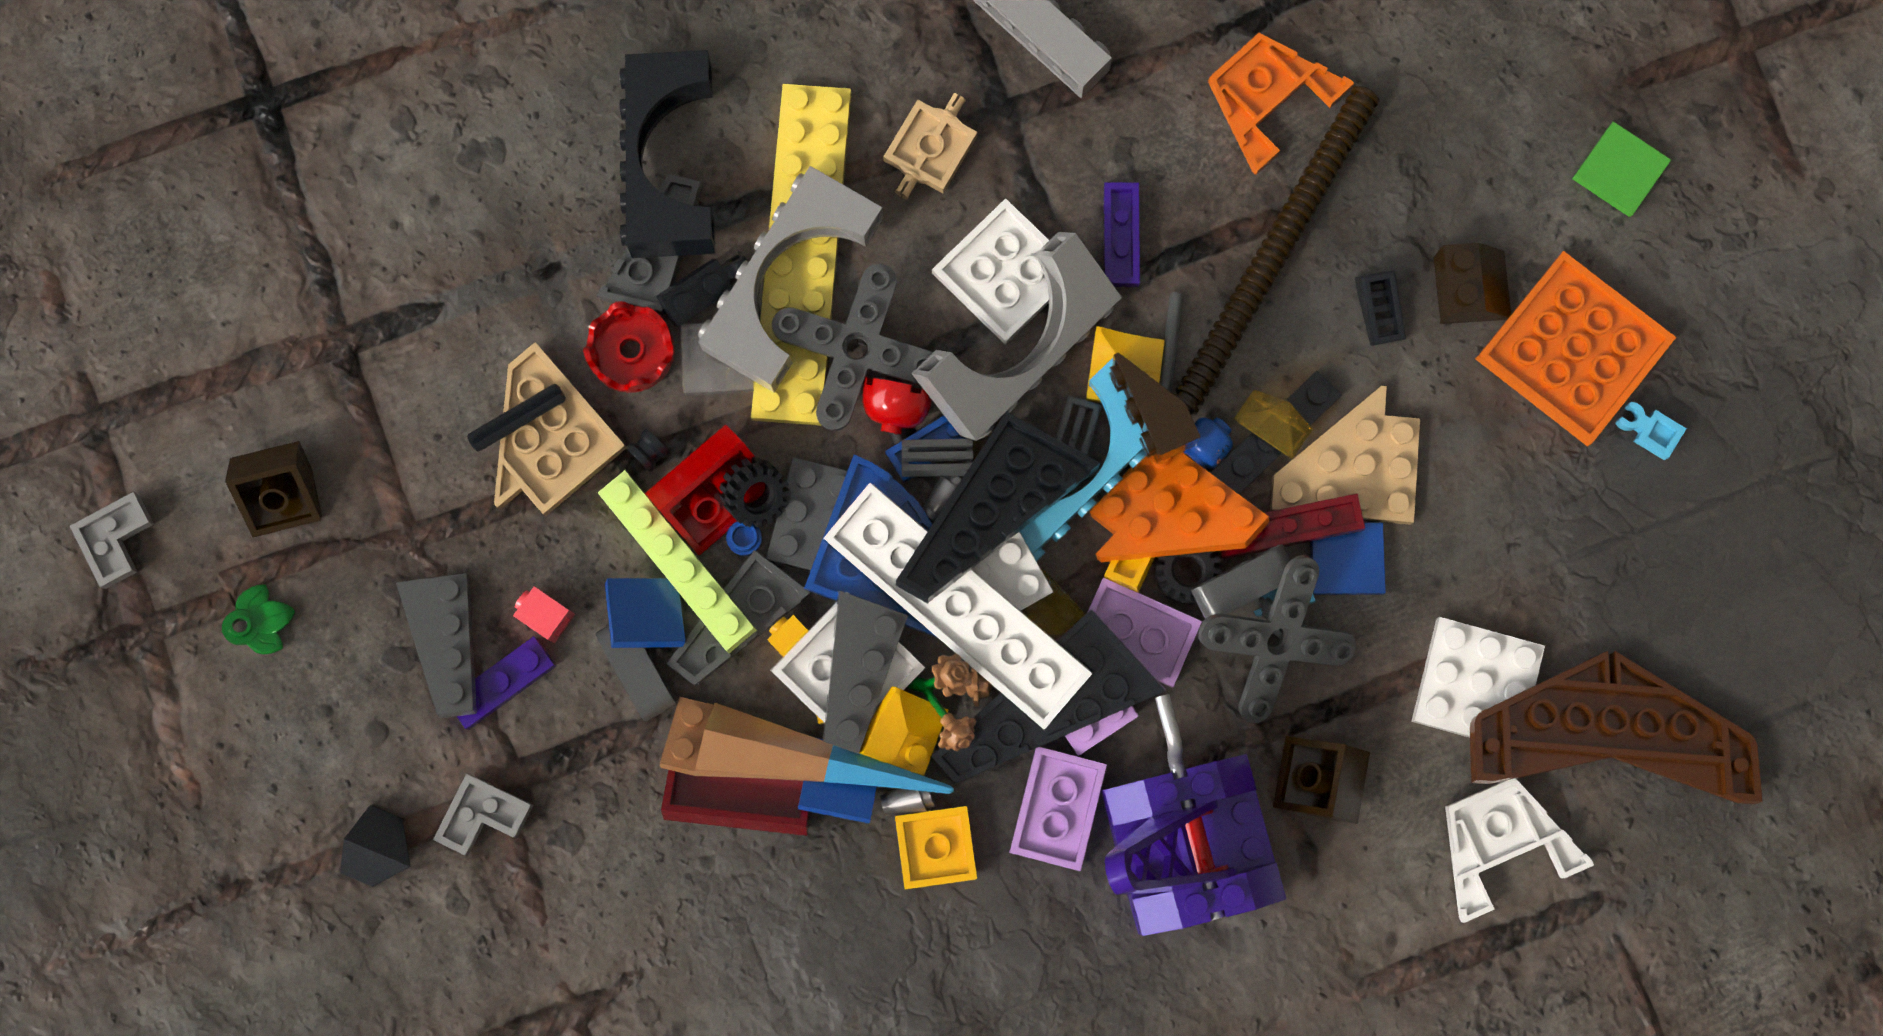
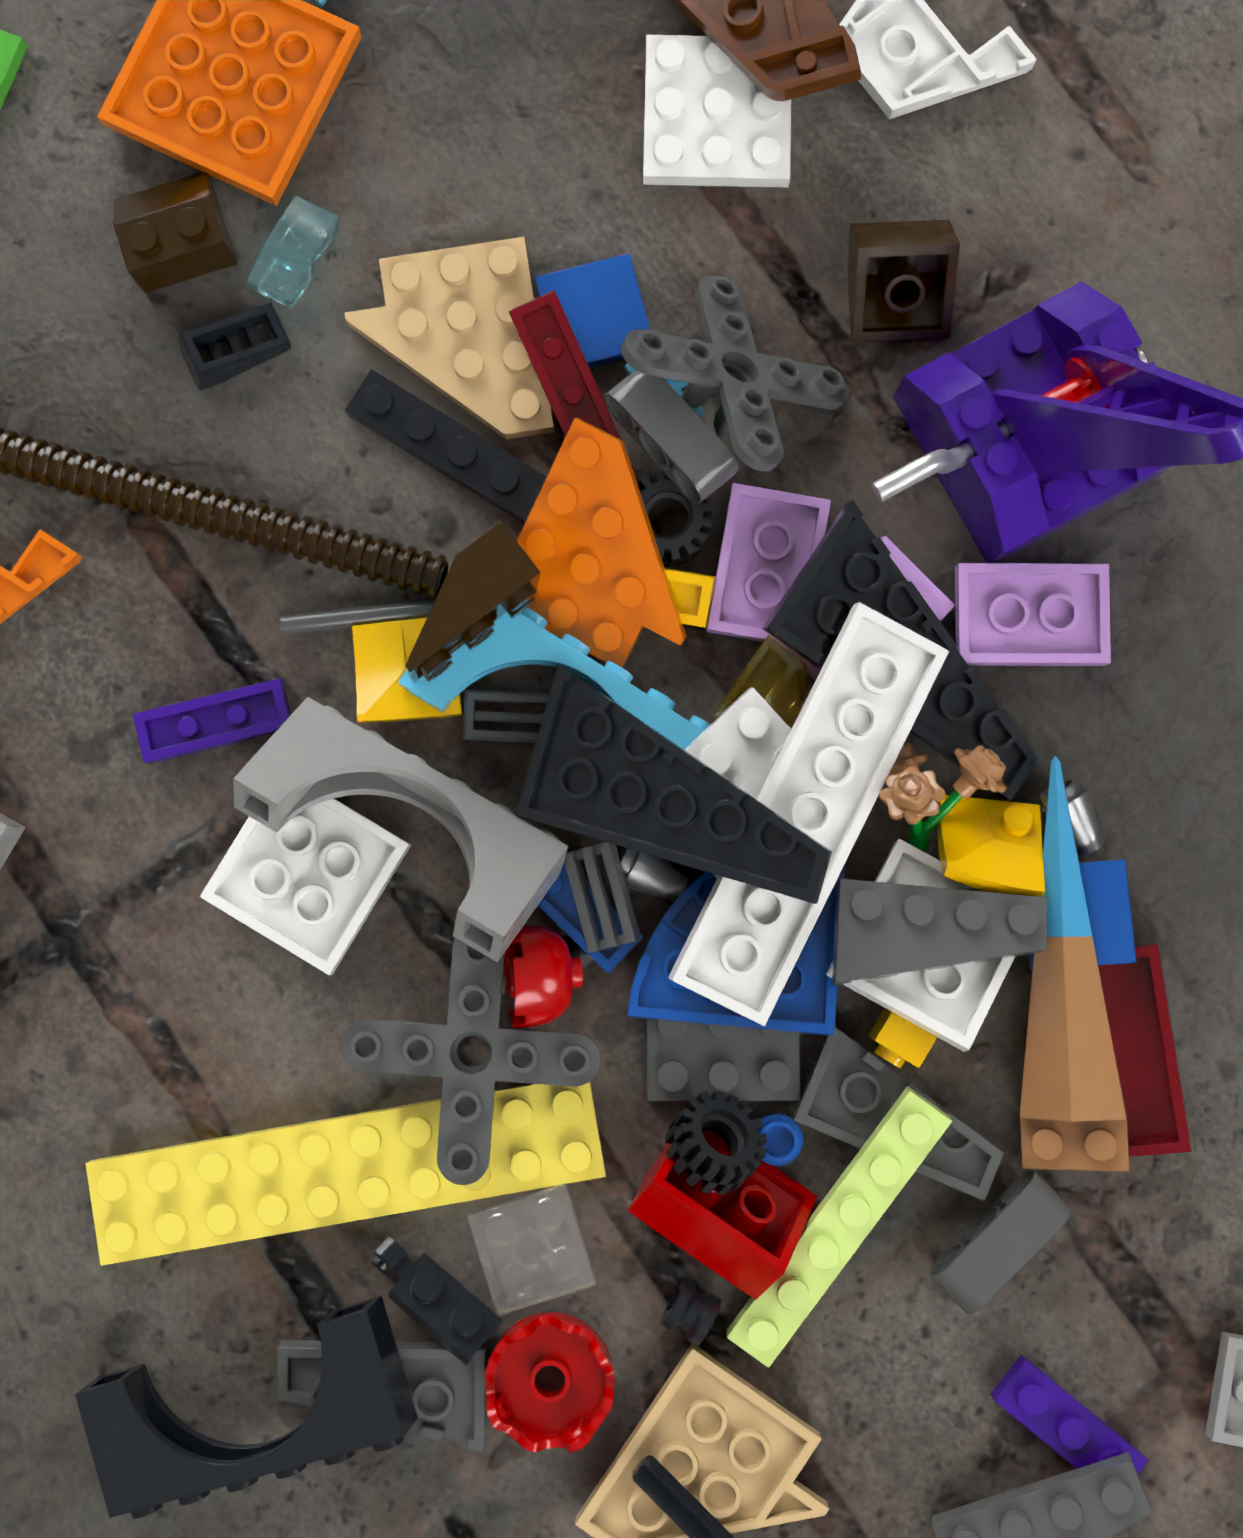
camera: 105 degrees left, 5 degrees up
(543, 614) = (961, 1396): coral brick -> none
(644, 613) = (928, 1253): blue tile -> none
(814, 210) = (283, 1169): light grey arch -> none
(930, 146) = (145, 1024): tan plate -> none
(935, 847) = (1129, 763): yellow plate -> none
(1213, 444) = (477, 517): blue head -> none
(1274, 422) = (434, 447): clear yellow slope -> none
(1439, 361) = (291, 251): none -> clear light blue slope

